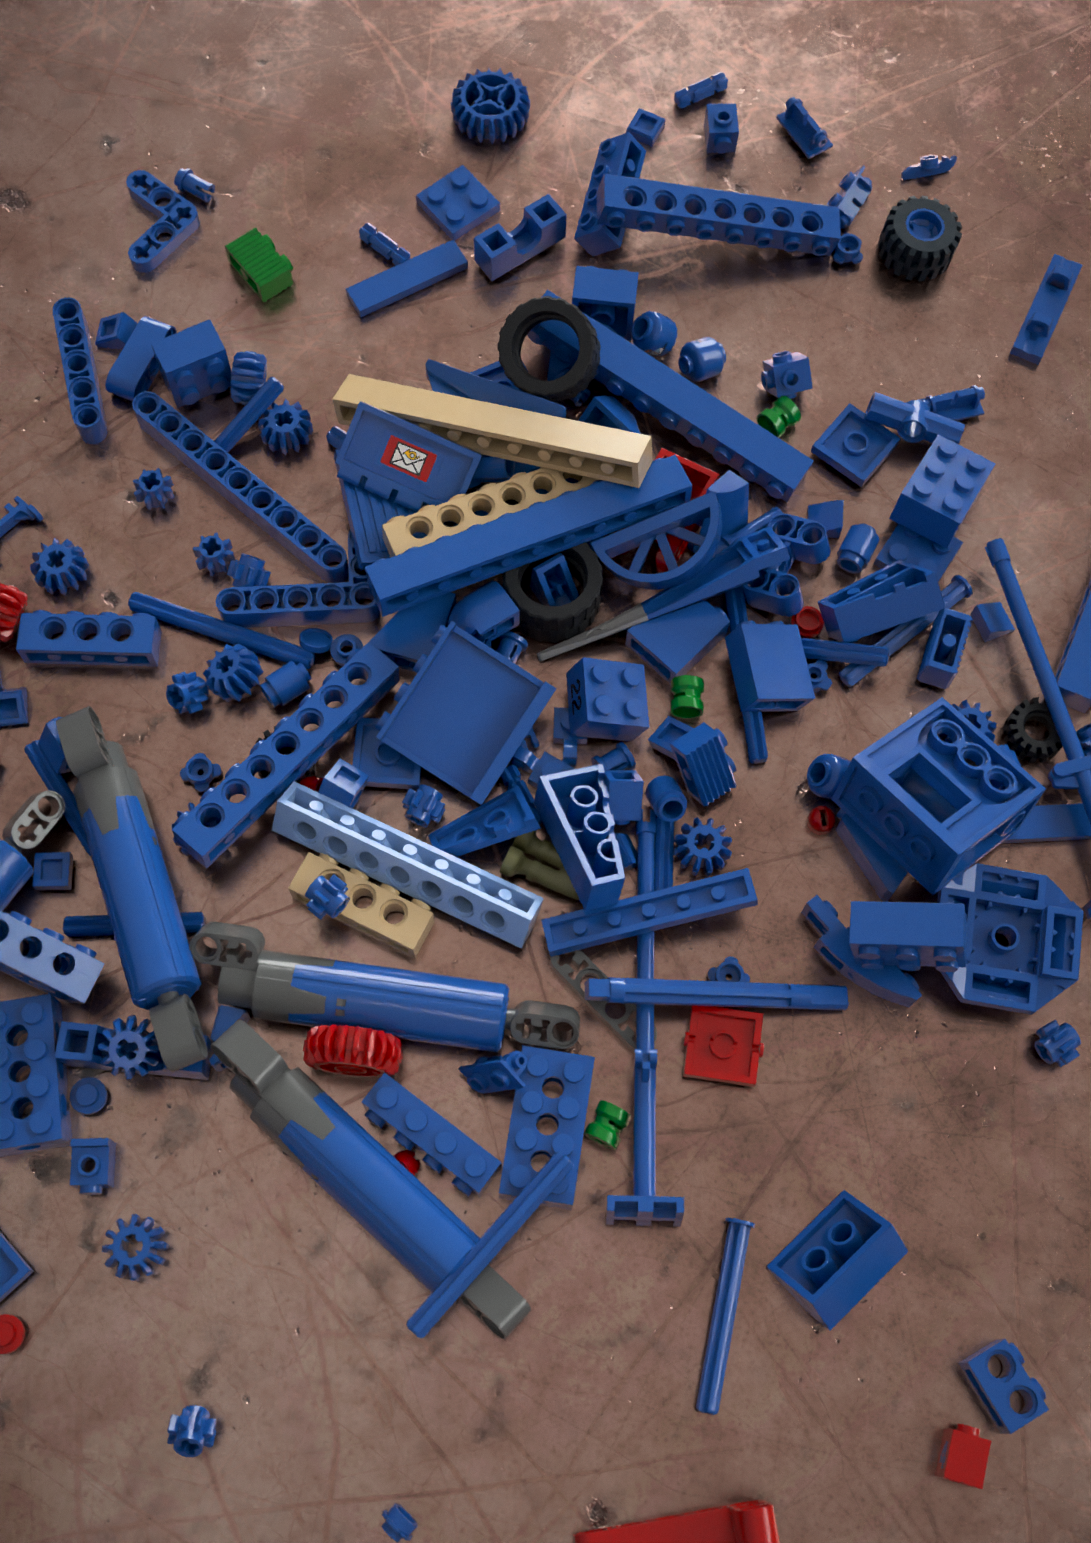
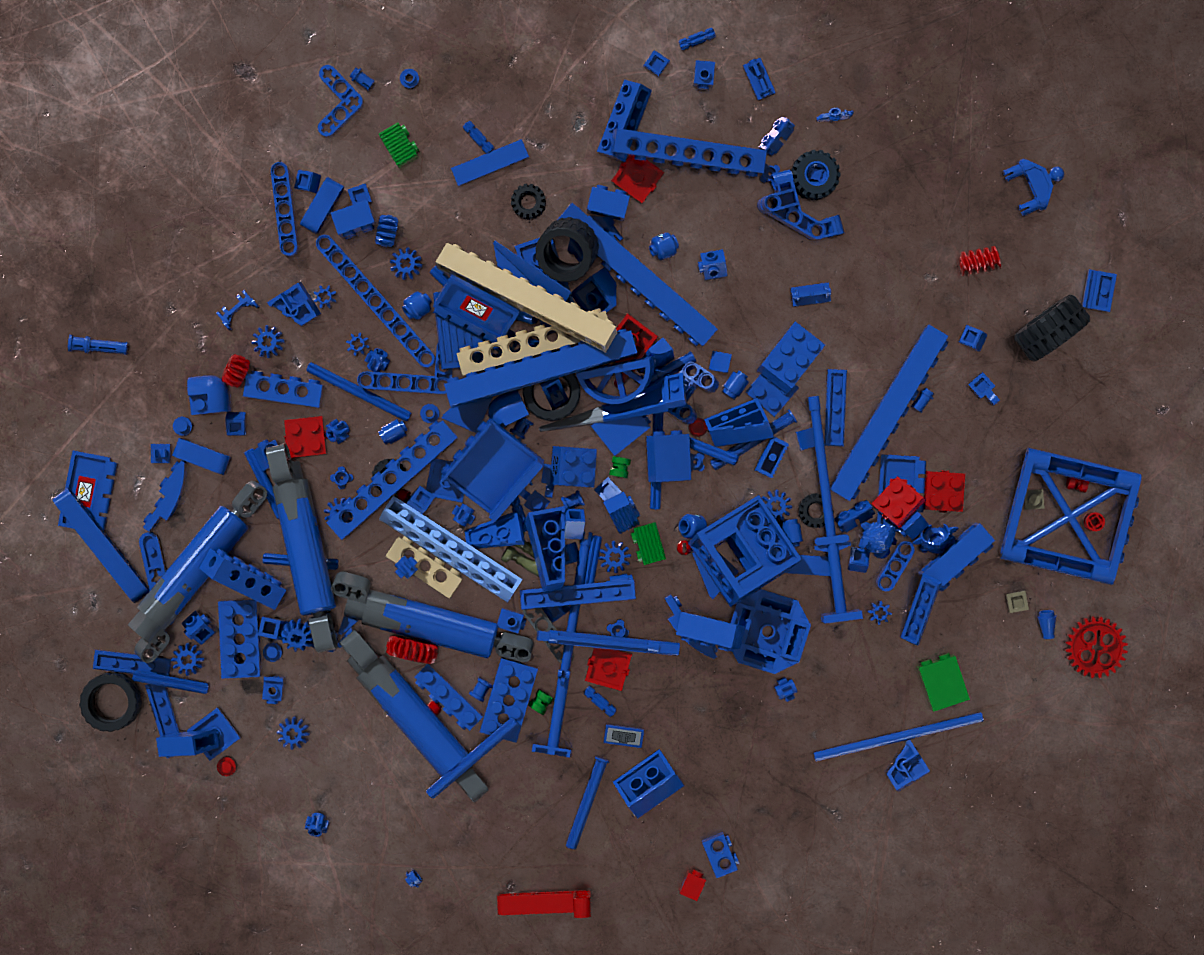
camera: 10 degrees right, 20 degrees up
(53, 871) = (258, 526): blue plate -> none
(105, 508) = (296, 304): none -> blue slope
(133, 711) = (305, 437): none -> red plate
(233, 672) = (362, 429): blue gear -> none
(249, 414) = (384, 257): blue axle -> none
(269, 179) = (407, 84): none -> blue plate
(309, 485) = (417, 305): none -> blue head
(315, 640) = (412, 405): blue piece -> none
(458, 202) = (528, 109): blue plate -> none
(479, 336) = (528, 190): none -> black tyre
(489, 113) = (564, 34): blue gear -> none
(490, 1116) = (480, 689): none -> blue bush
(496, 1072) = (485, 668): blue hinge -> none
(532, 980) = (511, 620): none -> blue brick
(540, 228) = (564, 147): blue arch -> none
(611, 955) = (555, 613): none -> blue slope
(654, 333) = (636, 226): blue head -> none
(655, 267) = (637, 178): none -> red plate
(666, 798) = (598, 528): blue brick -> none
(717, 1112) = (599, 701): none -> blue axle
(759, 817) = (649, 543): none -> green brick
(773, 1171) = (623, 735): none -> slope
(779, 417) = (704, 292): green wheel -> none
(855, 445) = (747, 315): blue plate -> none
(885, 283) = (786, 201): none -> blue connector
(912, 419) = (784, 307): blue piece -> none
(1029, 564) = (835, 407): none -> blue tile
(1046, 309) = (887, 230): blue hinge -> none

